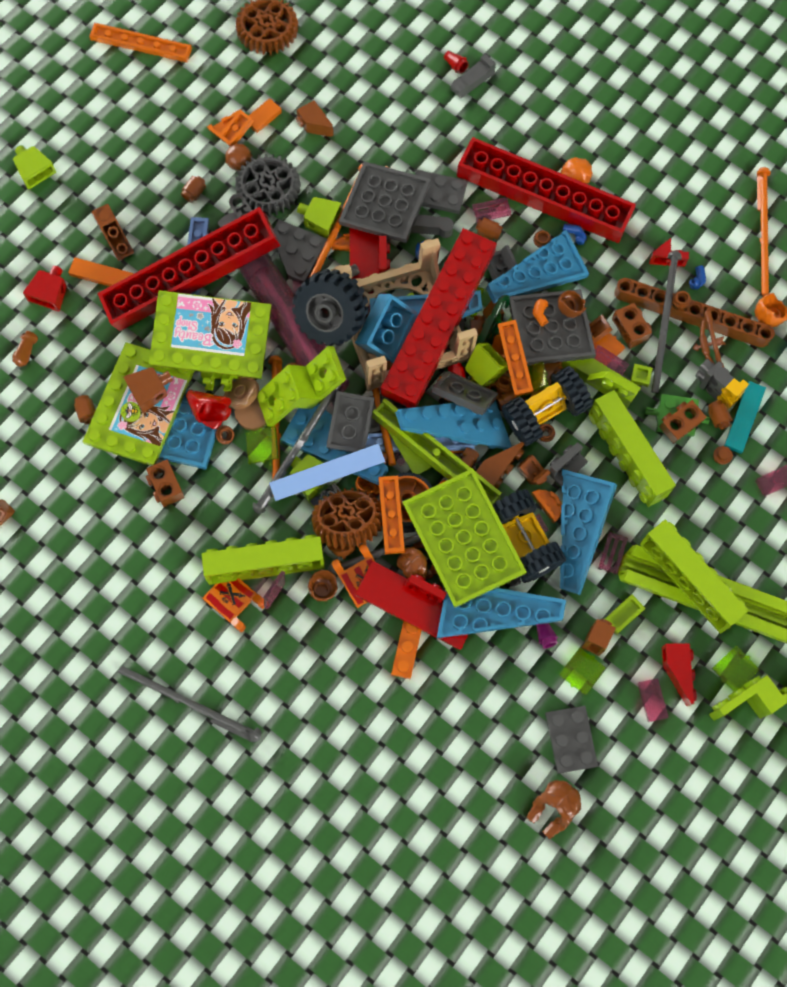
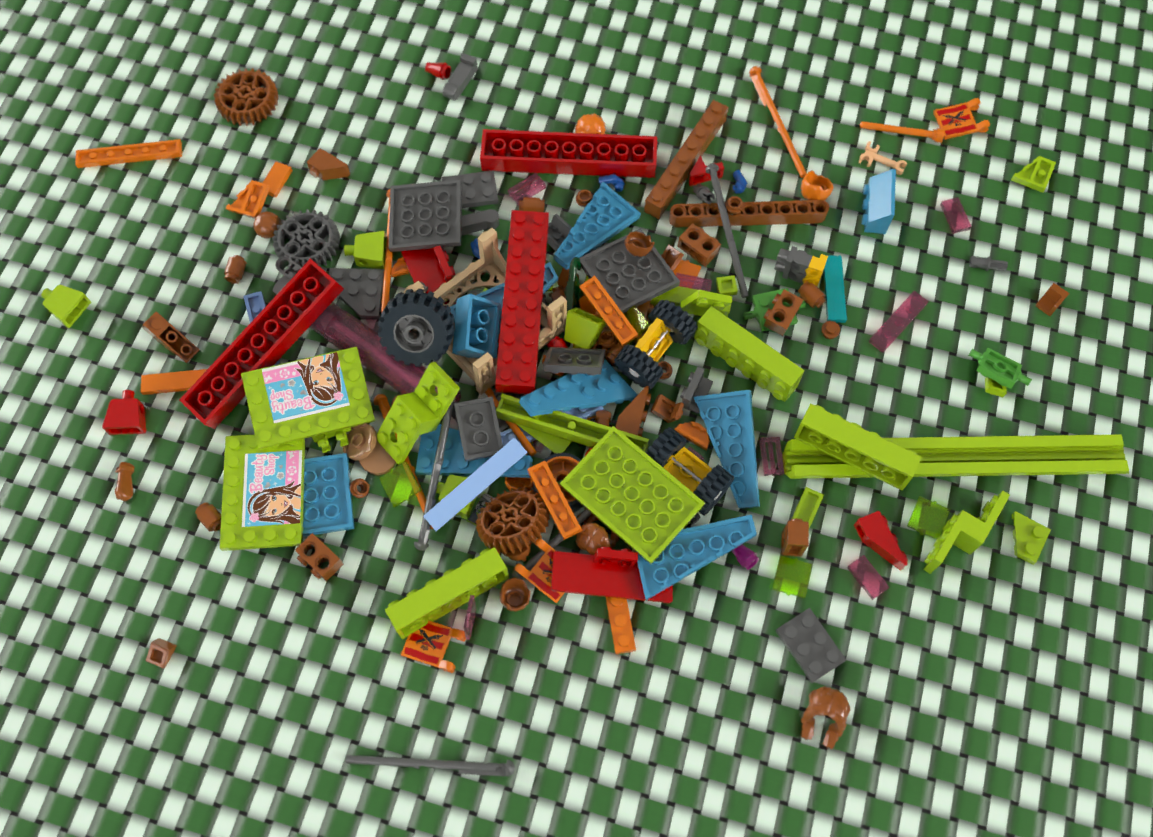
camera: 20 degrees left, 5 degrees down
(130, 412) = (257, 501): lime tile -> none
(148, 387) = (266, 470): dark orange torso -> none
(209, 408) = (334, 468): red hat -> none
(538, 311) = (611, 261): orange arm -> none
(655, 236) = (685, 159): none -> dark orange brick
(657, 276) = (703, 193): none -> dark grey axle
(703, 339) = (779, 232): dark orange piece -> none

